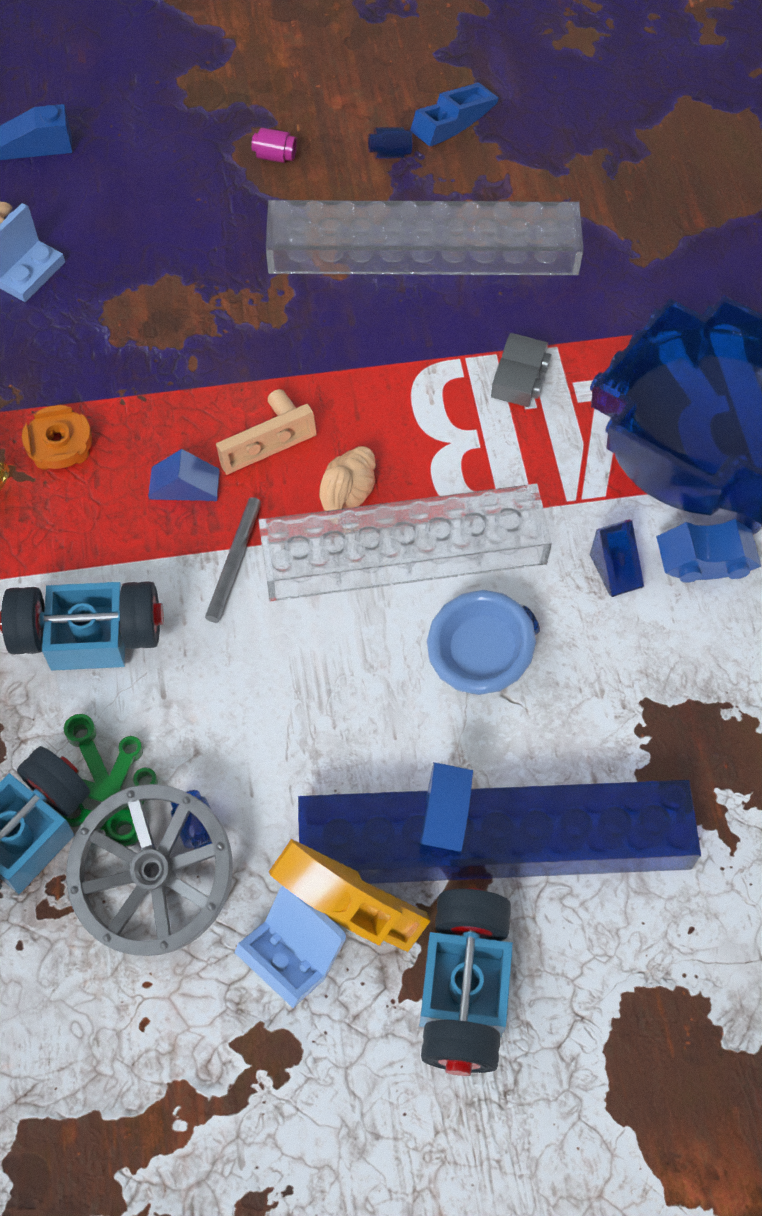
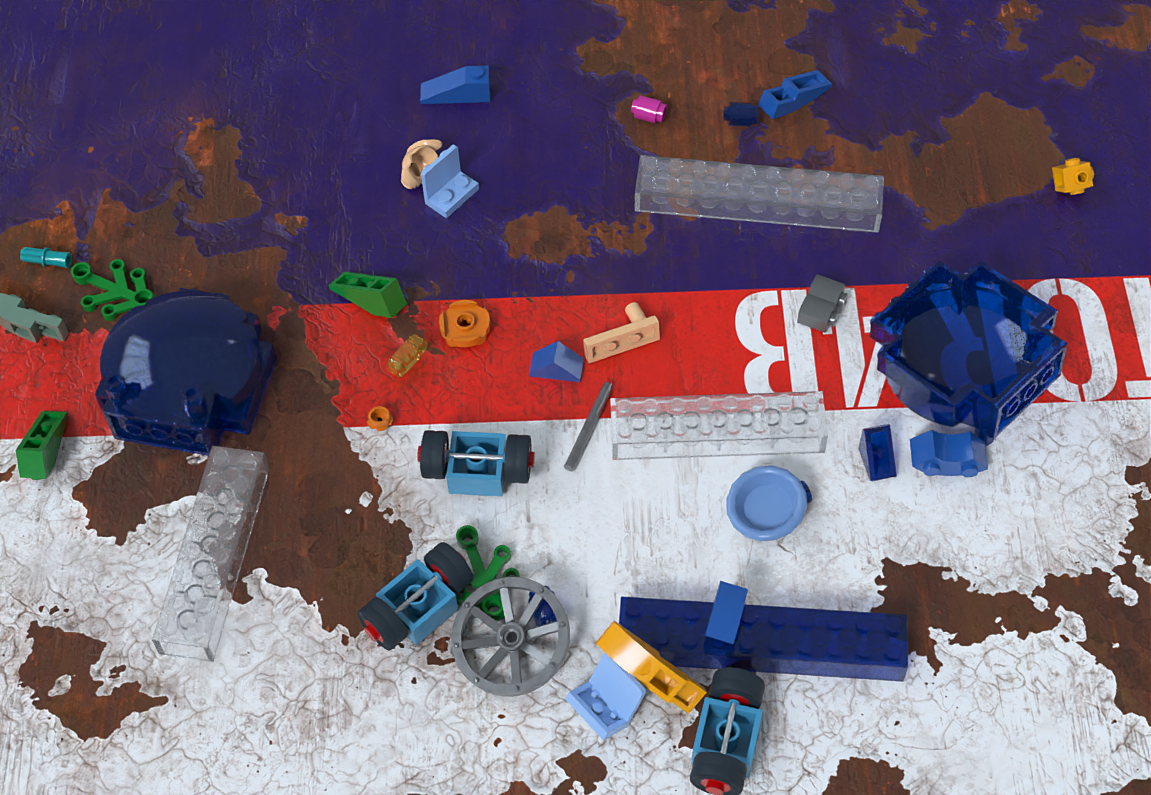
camera: 10 degrees right, 5 degrees down
(348, 479) = (680, 375): light nougat hair -> none

